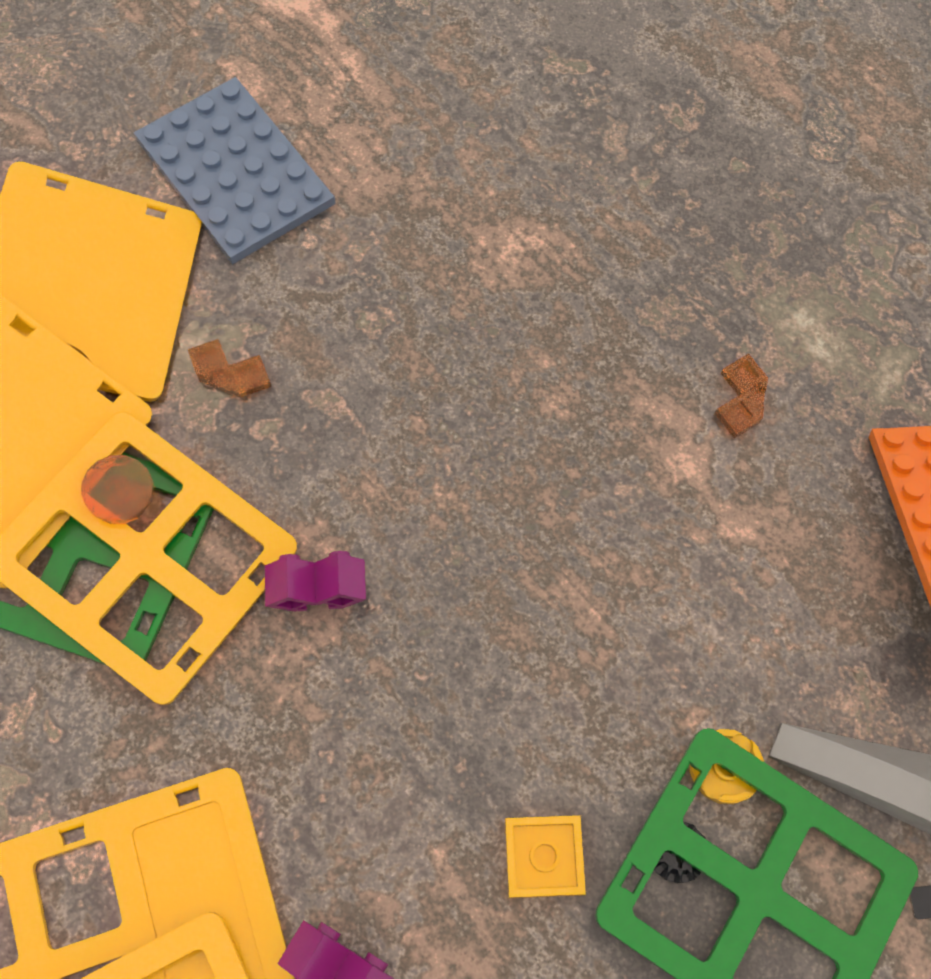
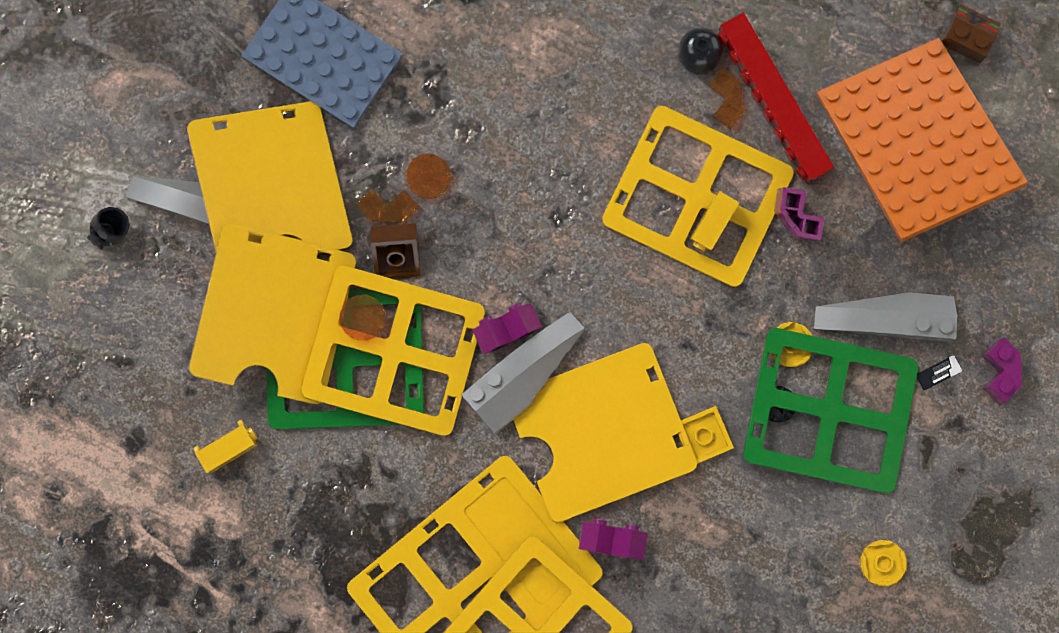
camera: 15 degrees left, 15 degrees up
(210, 424) = (395, 250): none -> reddish brown slope
(297, 658) = (519, 376): none -> light grey wedge
(300, 351) = (428, 176): none -> clear orange tile
(394, 794) = (606, 432): none -> yellow door
(659, 508) = (697, 196): none -> yellow window
(670, 542) = (714, 221): none -> yellow brick
(726, 324) = (700, 50): none -> black cylinder
(792, 589) = (789, 209): none -> magenta brick
(812, 421) = (775, 98): none -> red brick

